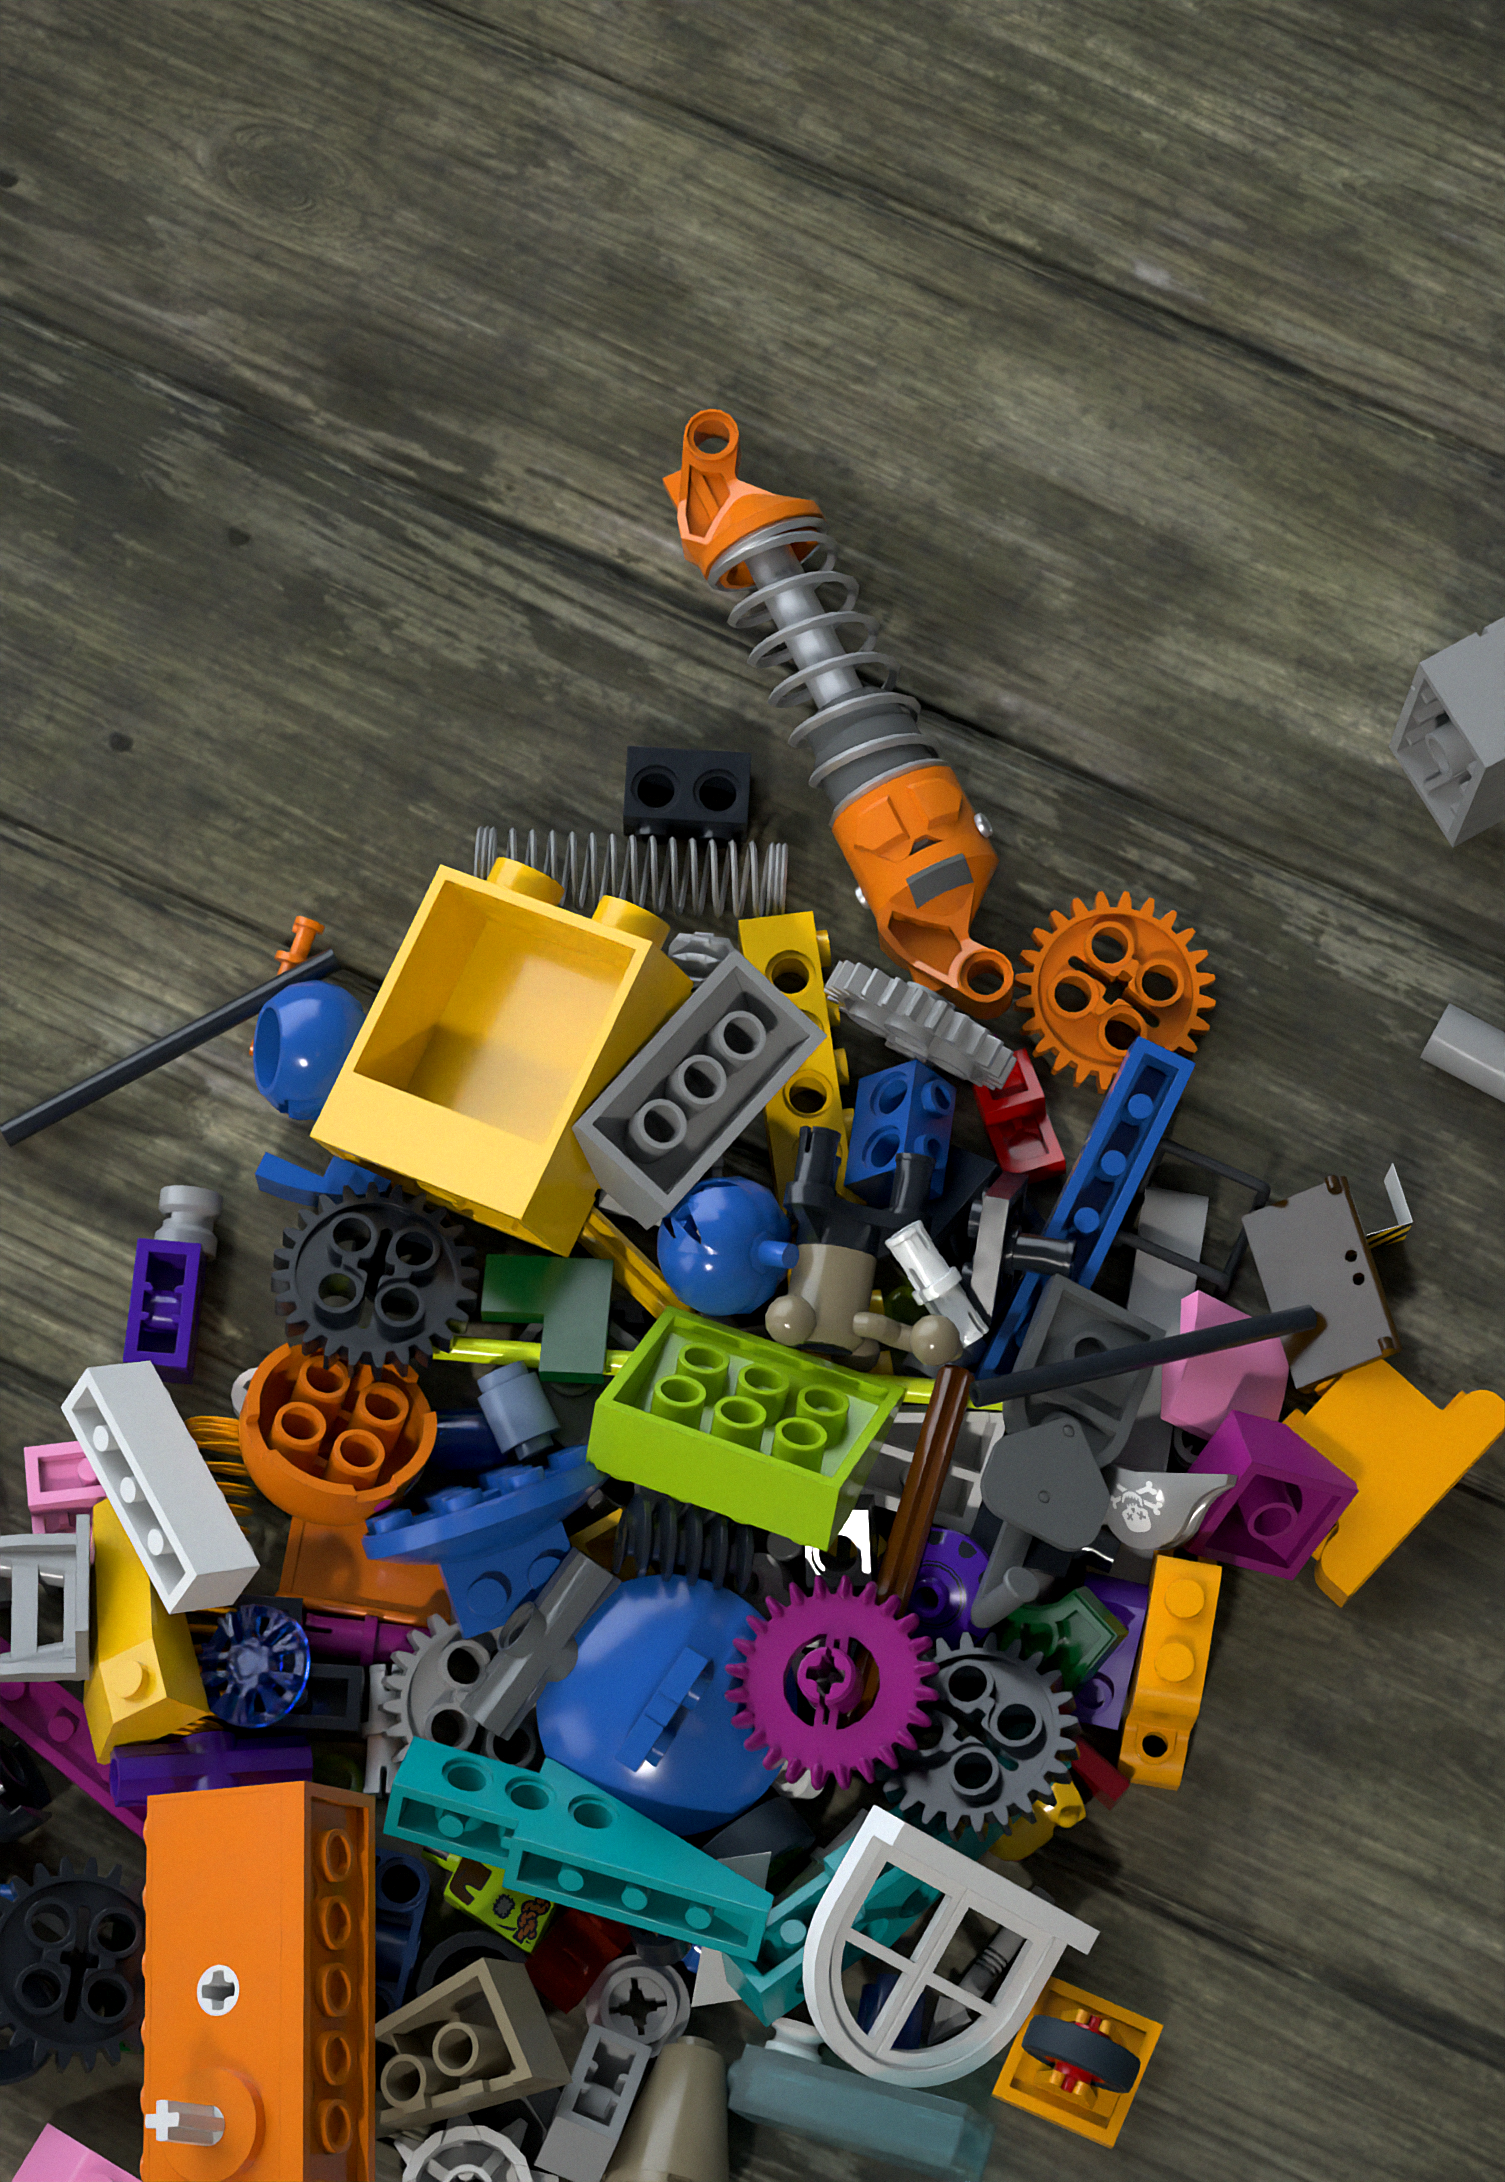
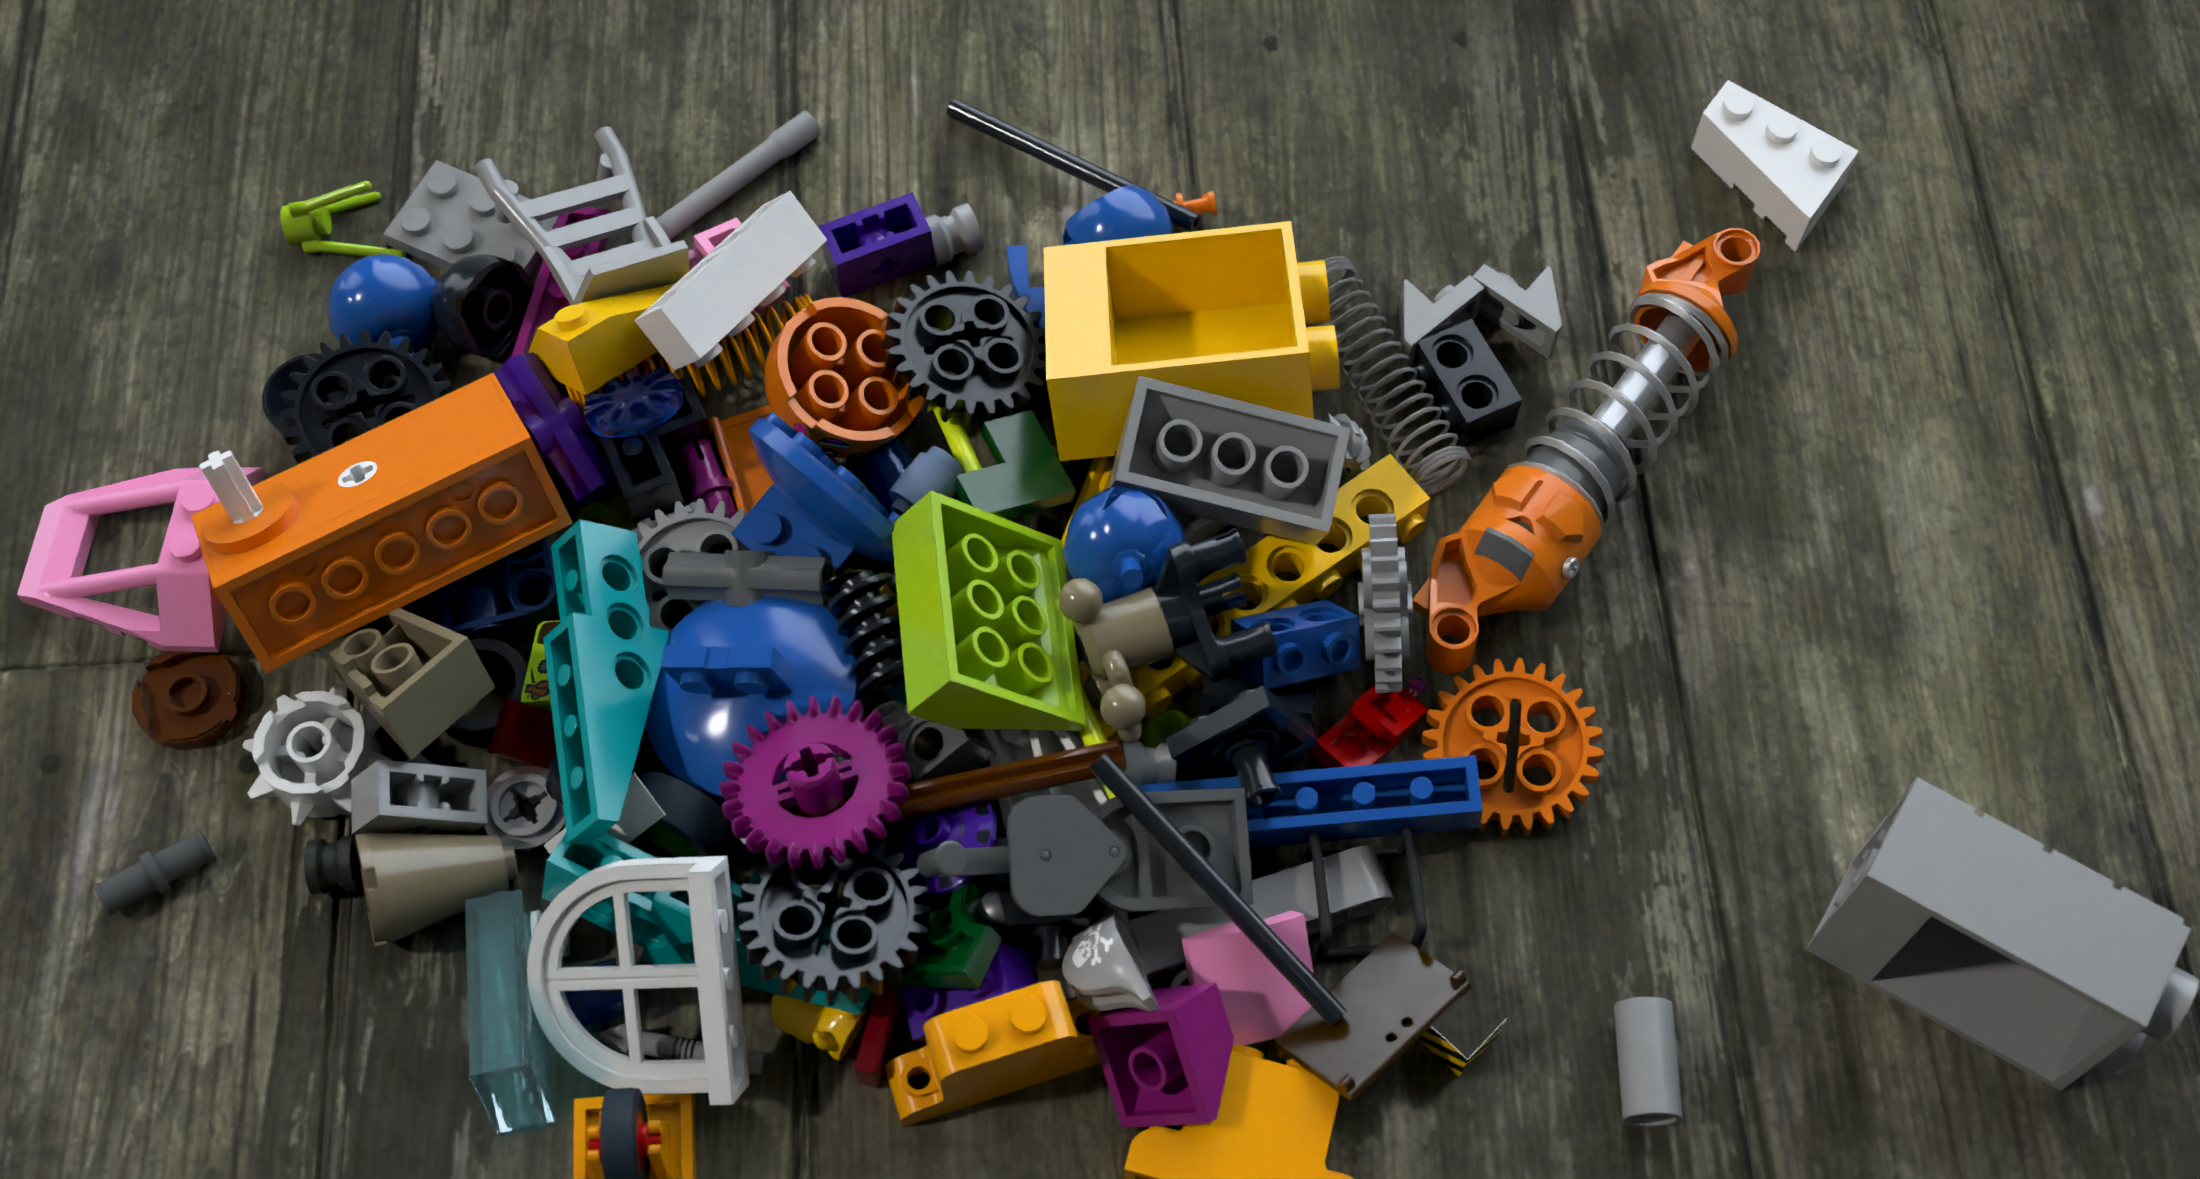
camera: 65 degrees right, 10 degrees down
(588, 797) = (1423, 318): none -> light grey slope
(605, 321) = (1773, 159): none -> white wedge
(643, 680) = (1526, 314): none -> light grey slope
(934, 1281) = (1174, 695): white pin -> none

